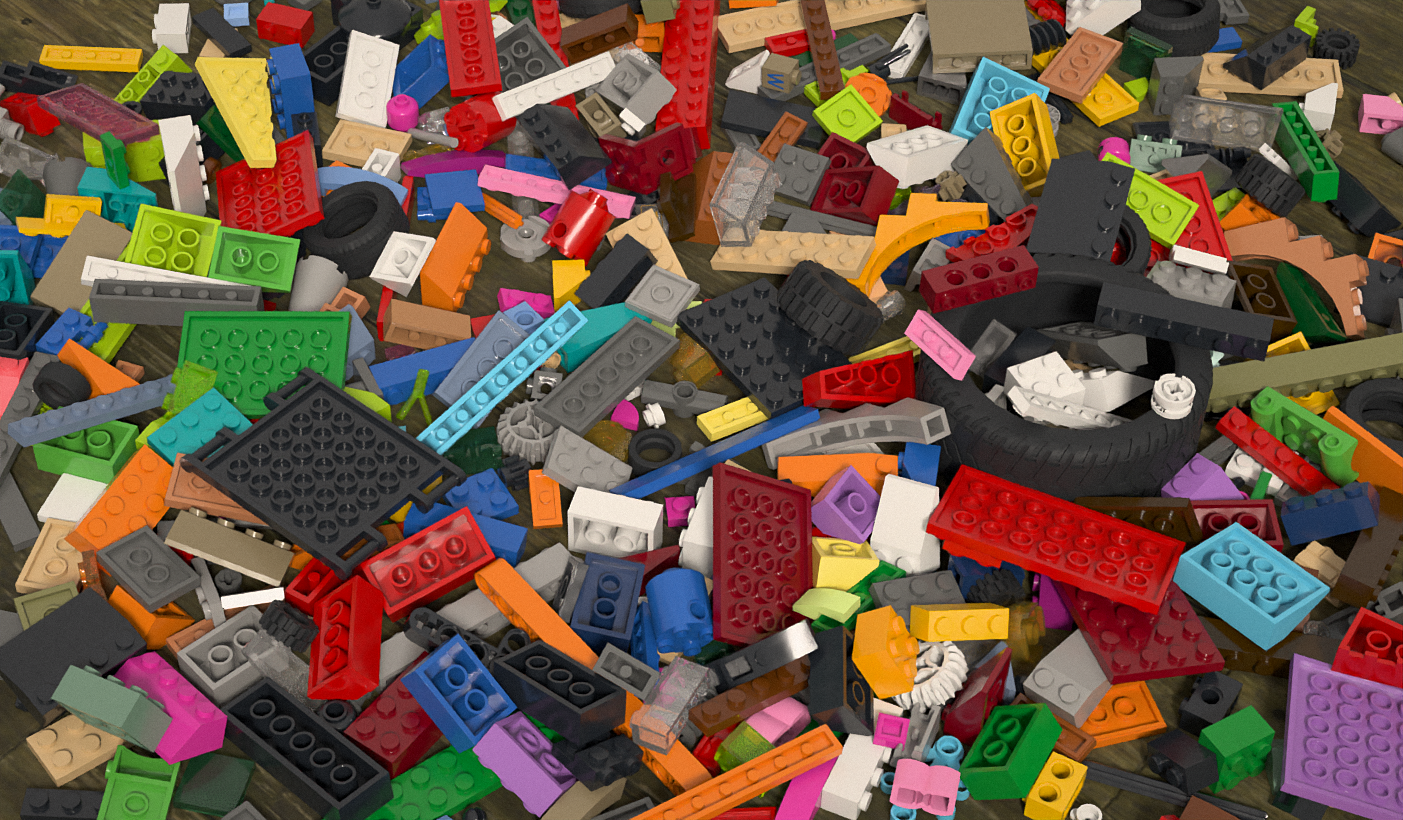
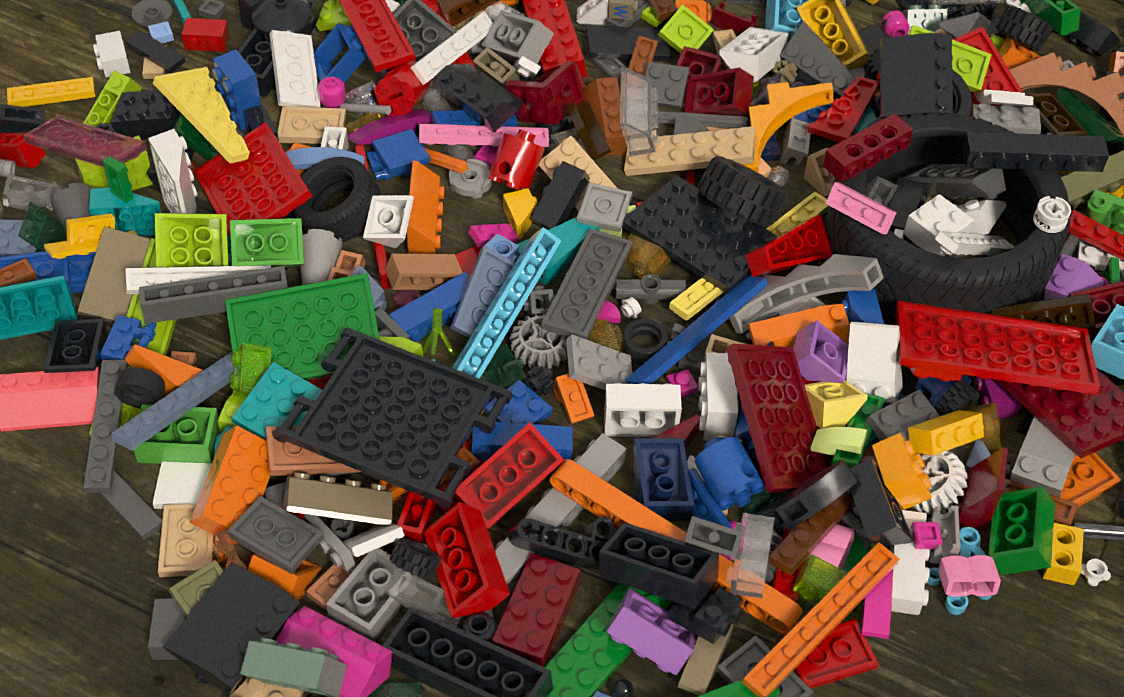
camera: 15 degrees left, 5 degrees up
(458, 693) = (580, 586): blue brick -> none
(570, 587) = (630, 470): black tile -> none

